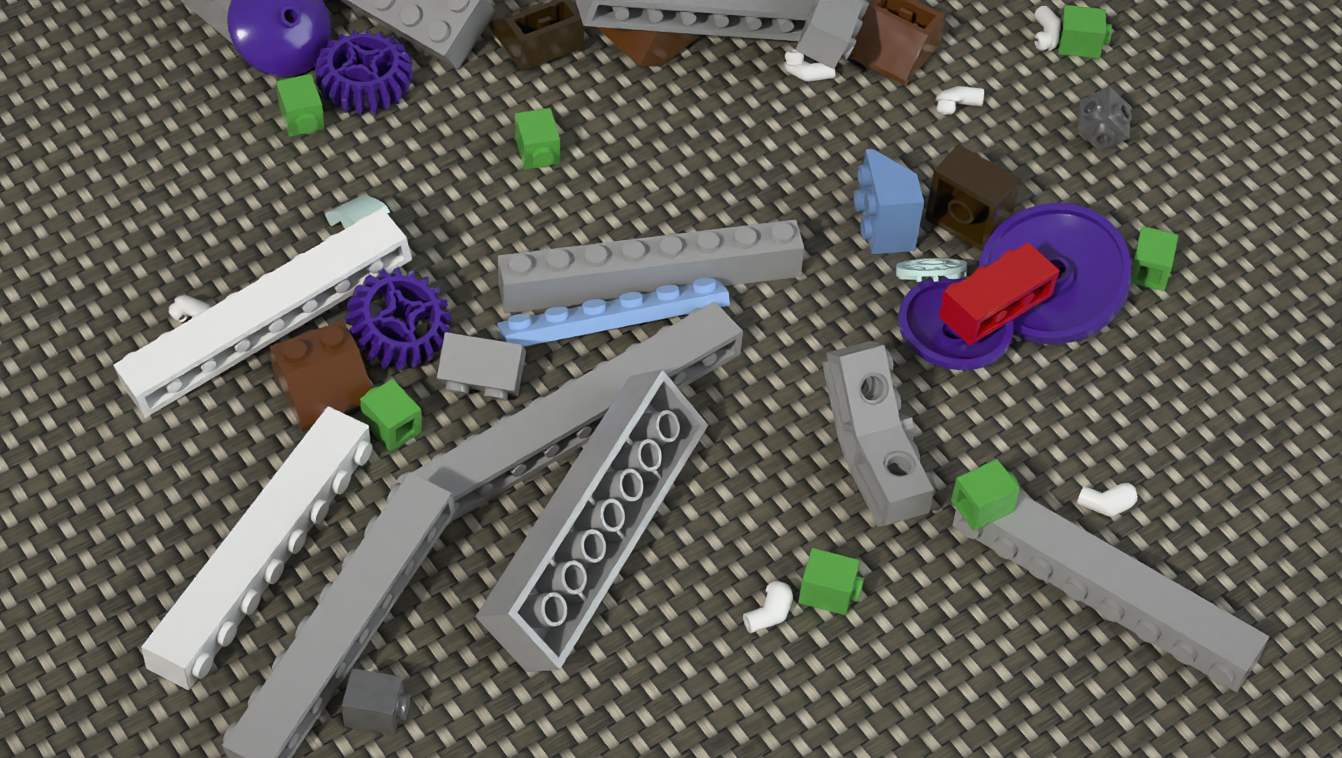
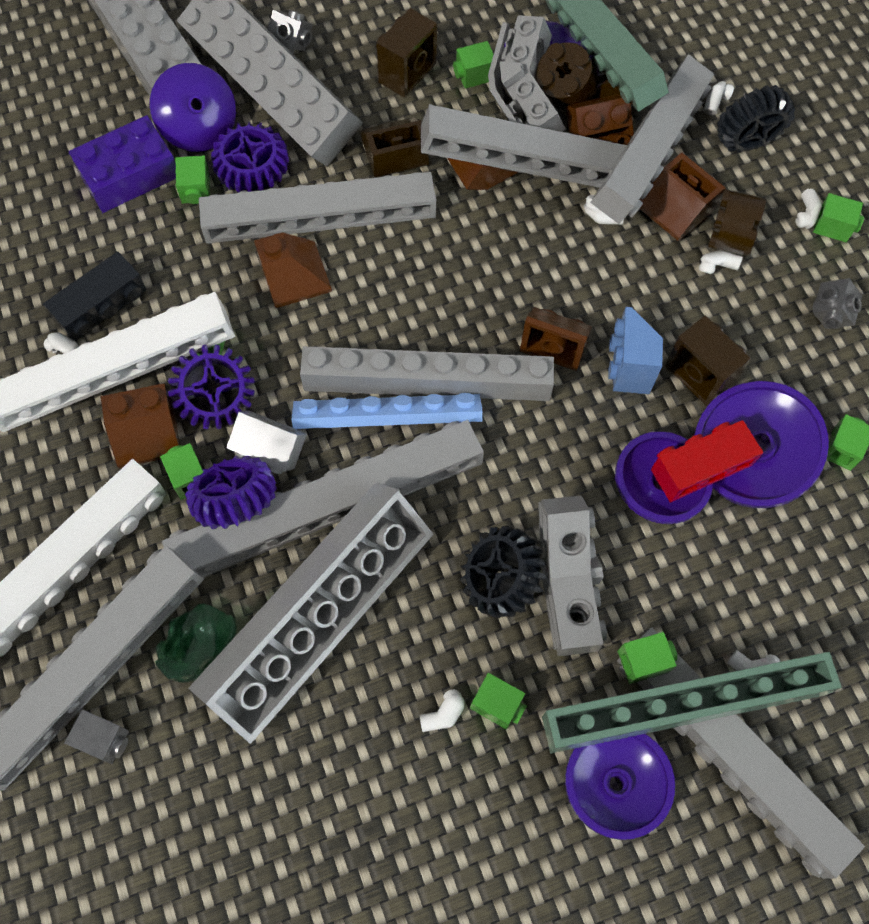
camera: 15 degrees right, 15 degrees up
(209, 100) = (124, 163): none -> dark purple brick
(219, 249) = (95, 296): none -> black brick
(354, 210) = (207, 283): light aqua slope -> none
(449, 184) = (291, 268): none -> reddish brown slope
(460, 417) = (231, 492): none -> dark purple gear
(461, 112) = (317, 207): none -> light grey brick
(461, 583) = (194, 642): none -> clear green hair
(537, 138) = (368, 240): bright green brick -> none
(792, 199) = (555, 337): none -> reddish brown slope
(810, 452) = (509, 591): none -> black gear
(931, 268) = (657, 419): light aqua wheel -> none
(968, 51) = (737, 223): none -> dark brown brick
(992, 610) = (644, 793): none -> dark purple dish
(1041, 524) = (690, 702): none -> sand green brick

